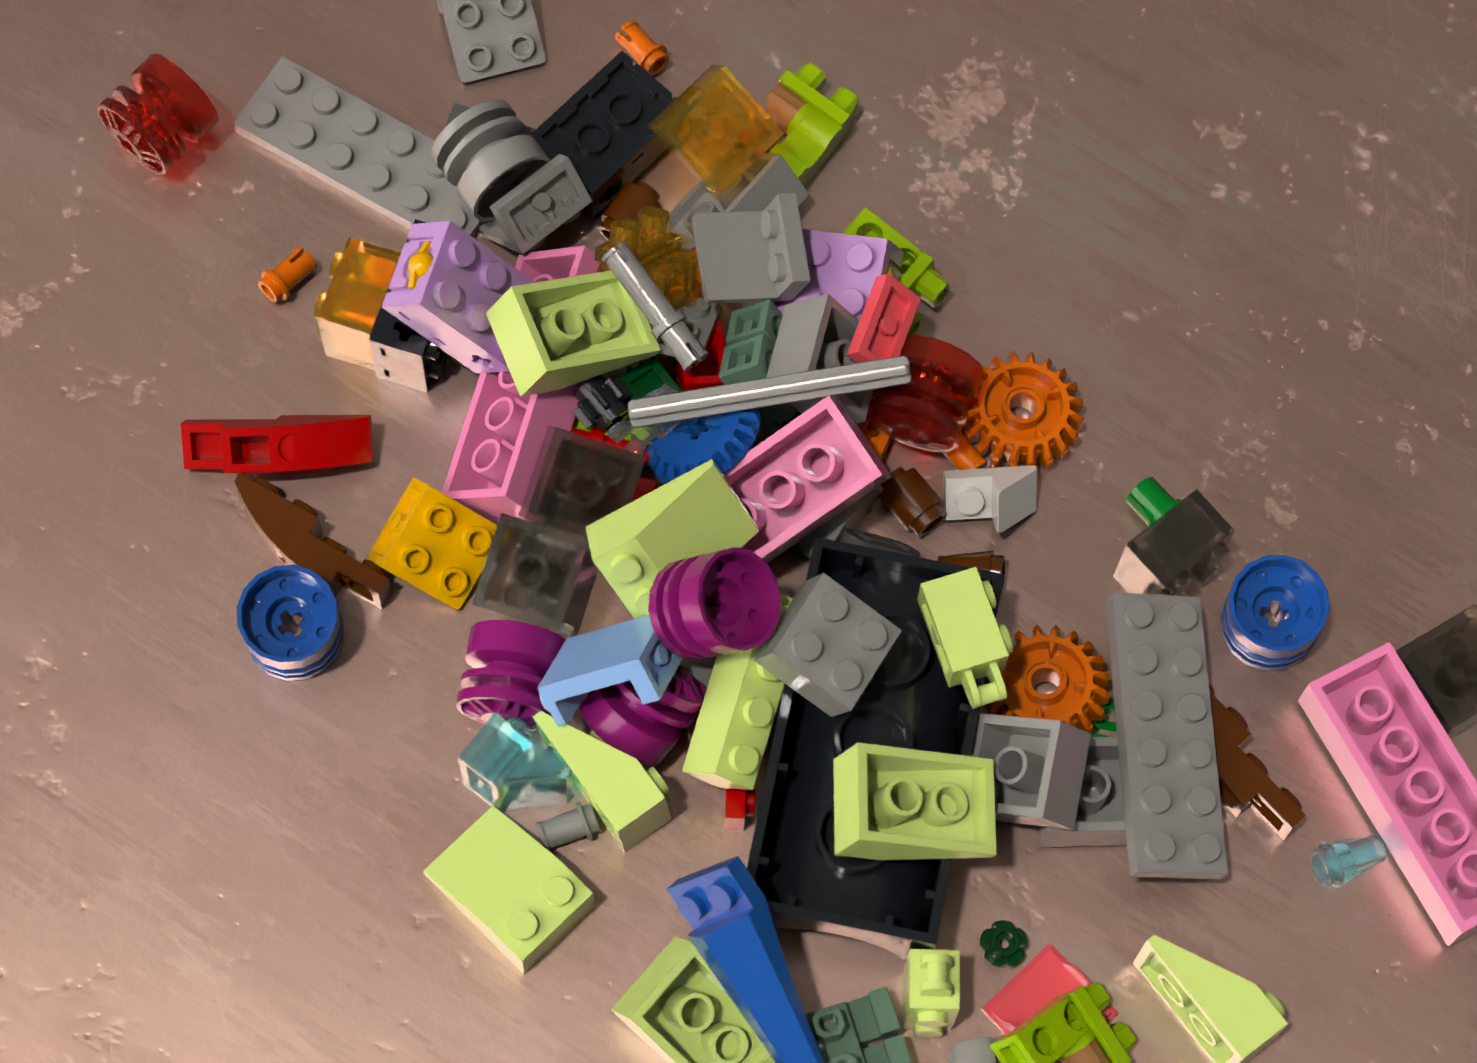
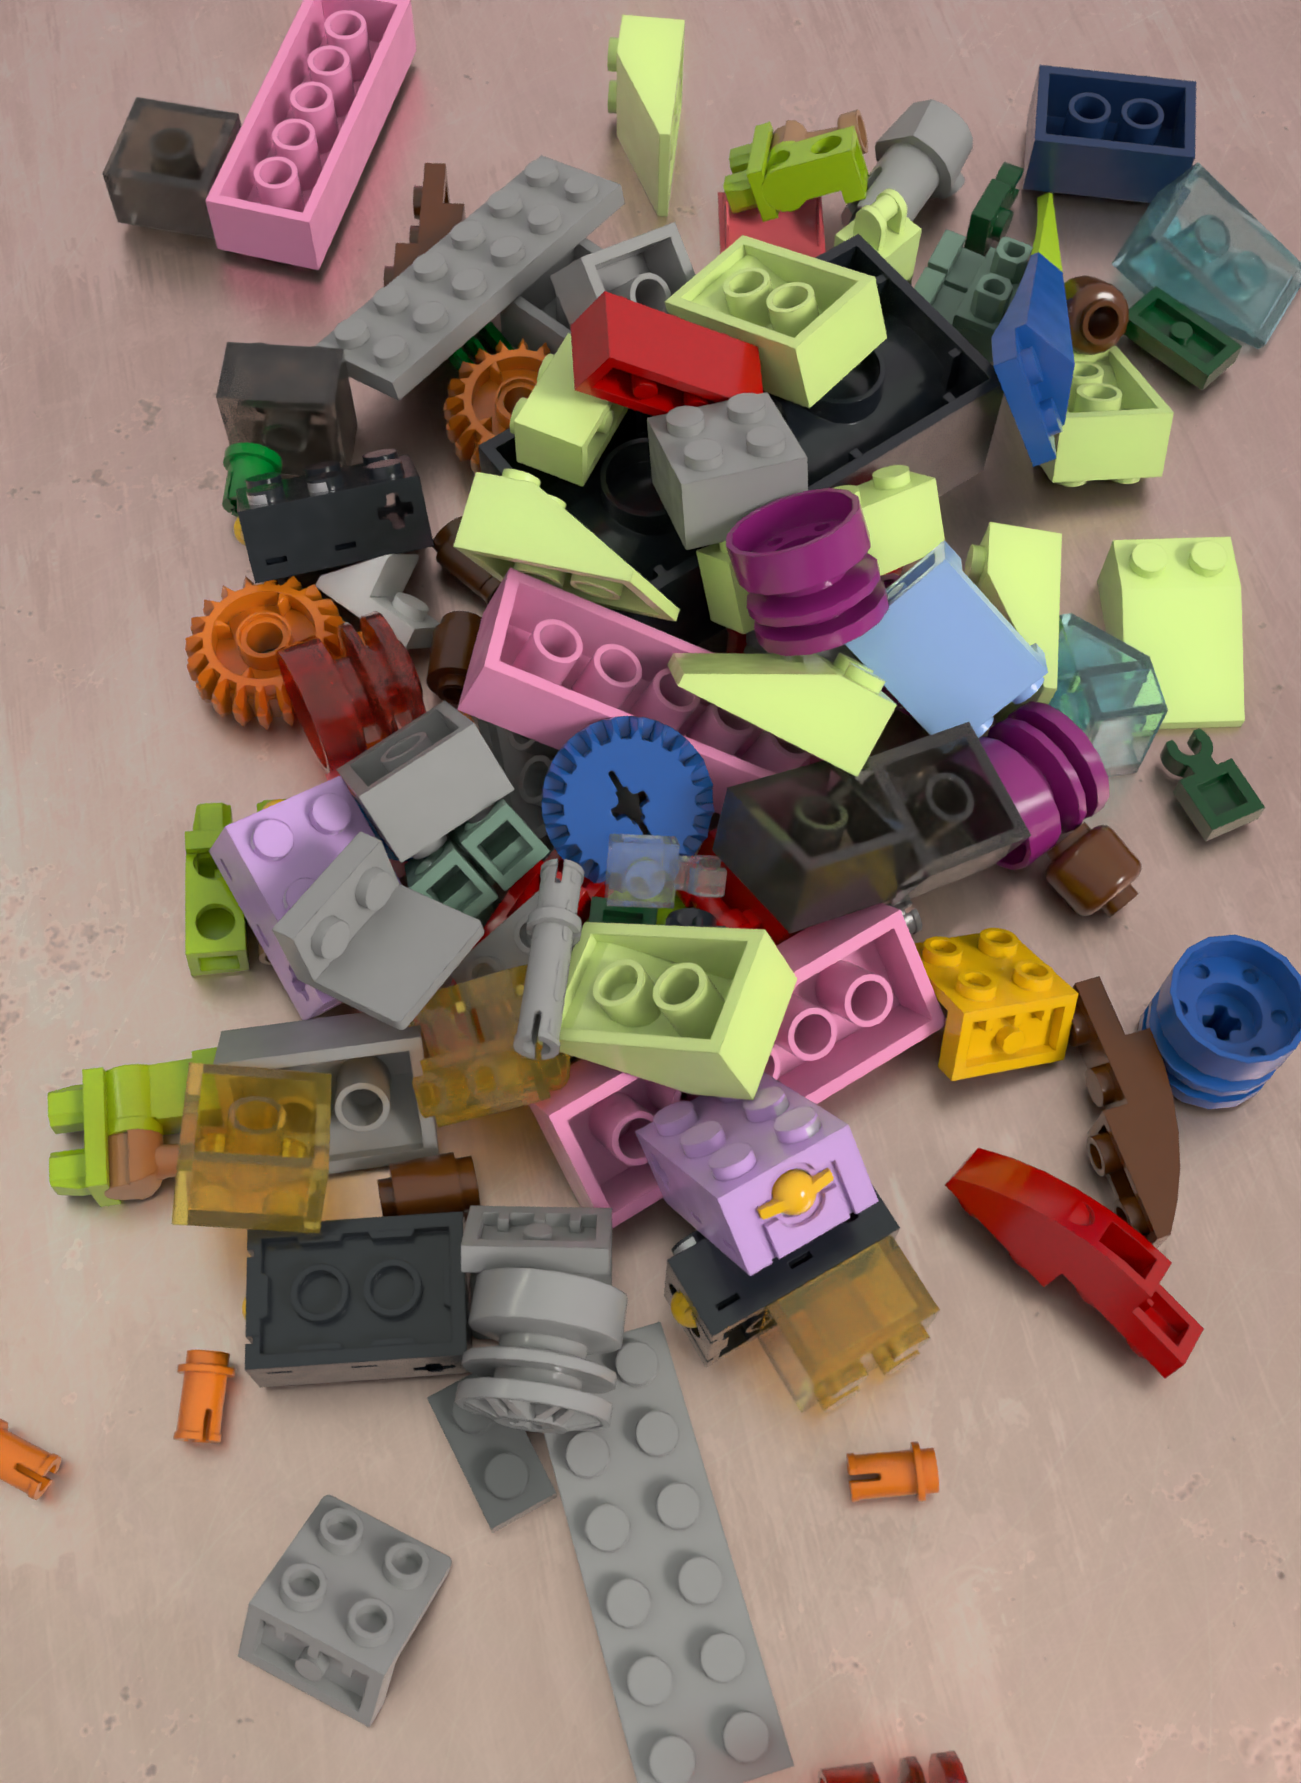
camera: 135 degrees left, 5 degrees down
(403, 792) = (1210, 793): none -> dark green plate
(432, 674) = (1093, 870): none -> reddish brown head
(769, 391) = (533, 744): light grey axle -> none
(861, 511) = (525, 529): none -> yellowish green slope
(884, 321) = (349, 738): coral plate -> none
(922, 672) = (657, 359): none -> red brick
(1065, 504) = (331, 515): none -> black piece
(1294, 597) = (262, 291): blue wheel -> none
(1345, 859) = (422, 140): clear light blue cone -> none

